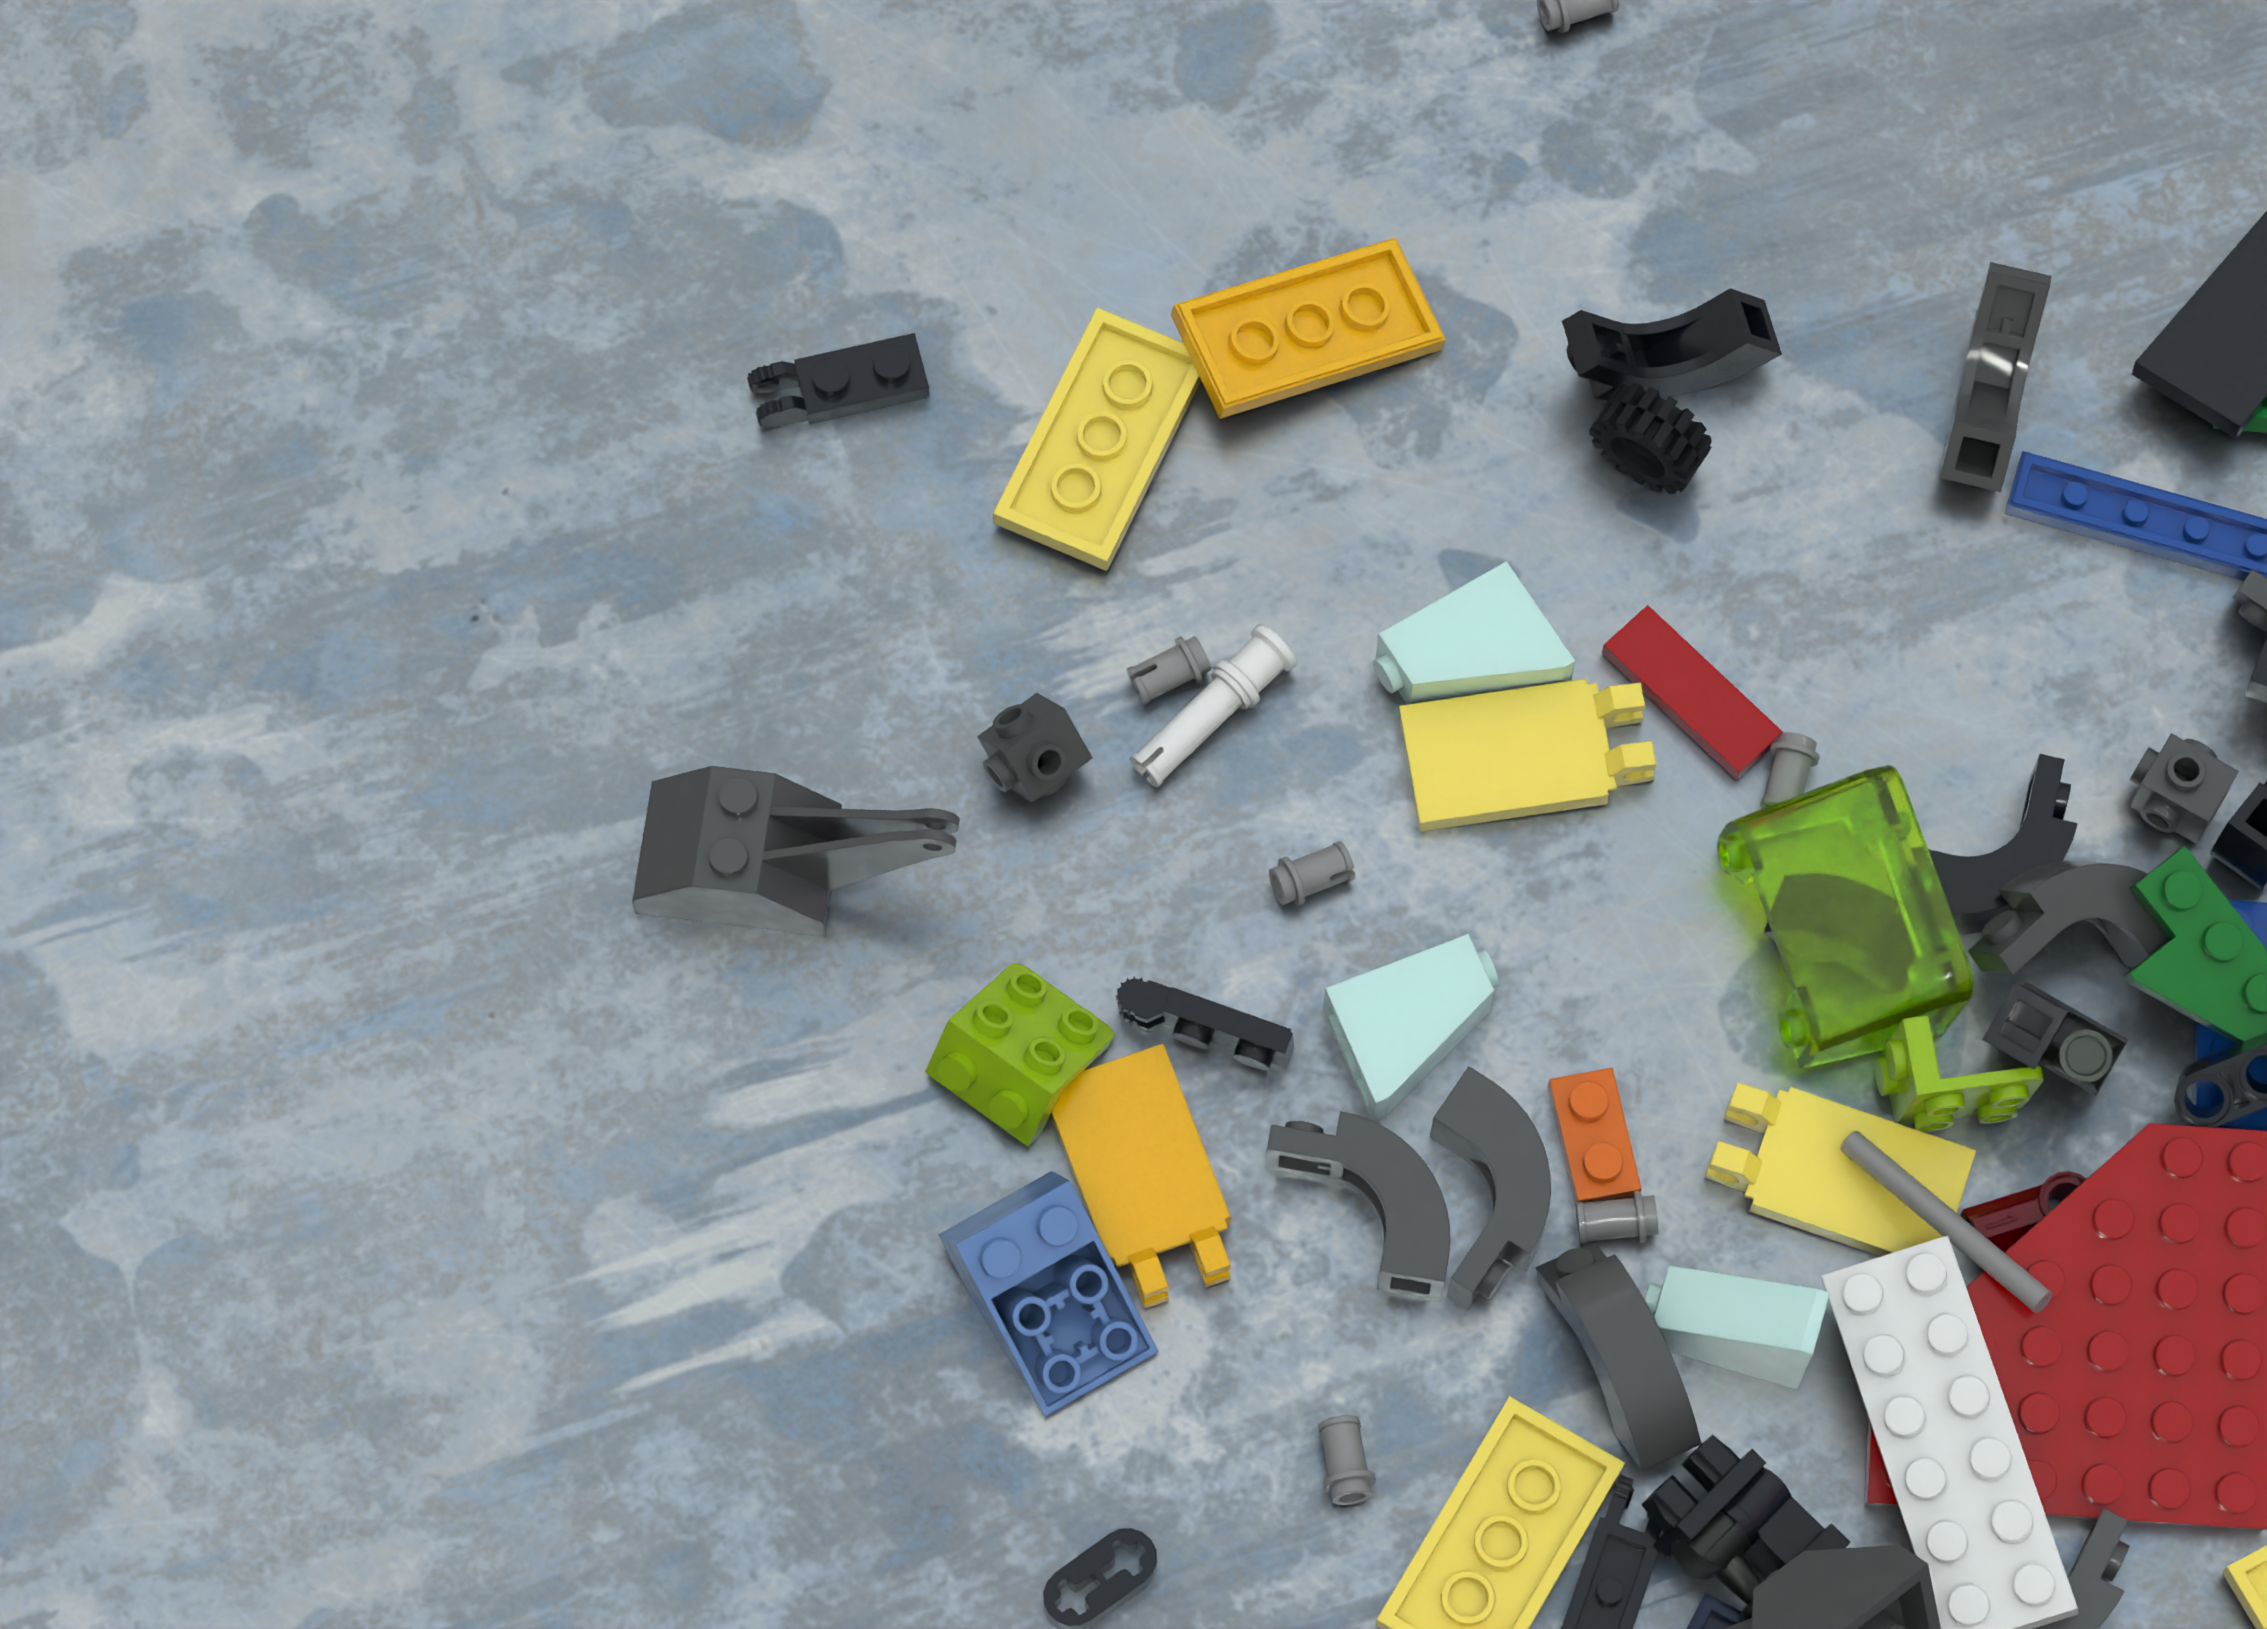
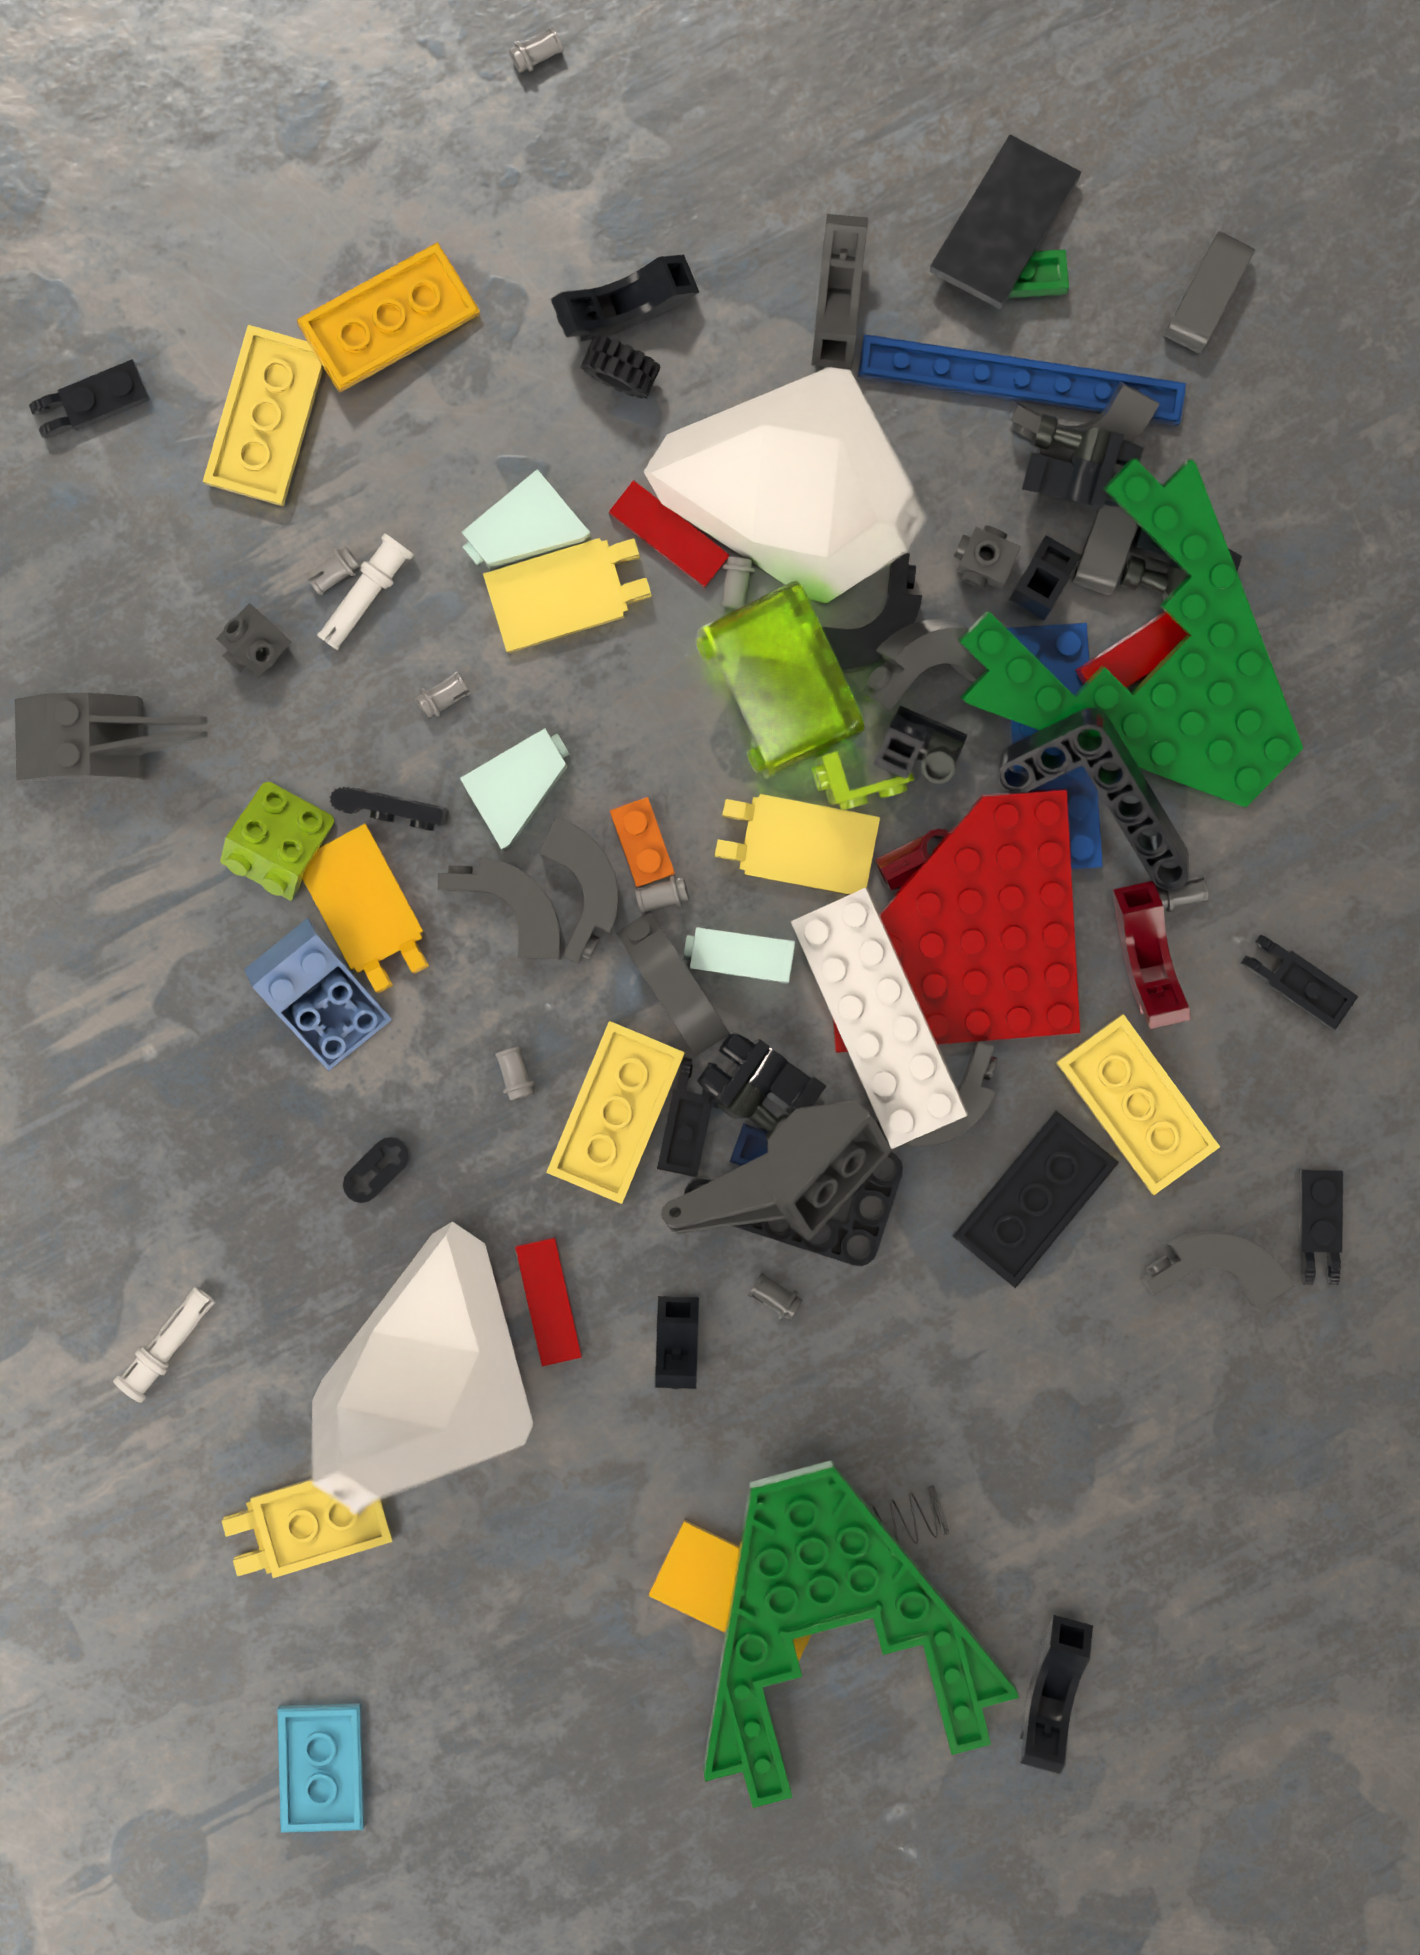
camera: 15 degrees left, 20 degrees up
(1901, 629) = (794, 484): none -> white panel
(1946, 1222) = (864, 875): light grey piece -> none

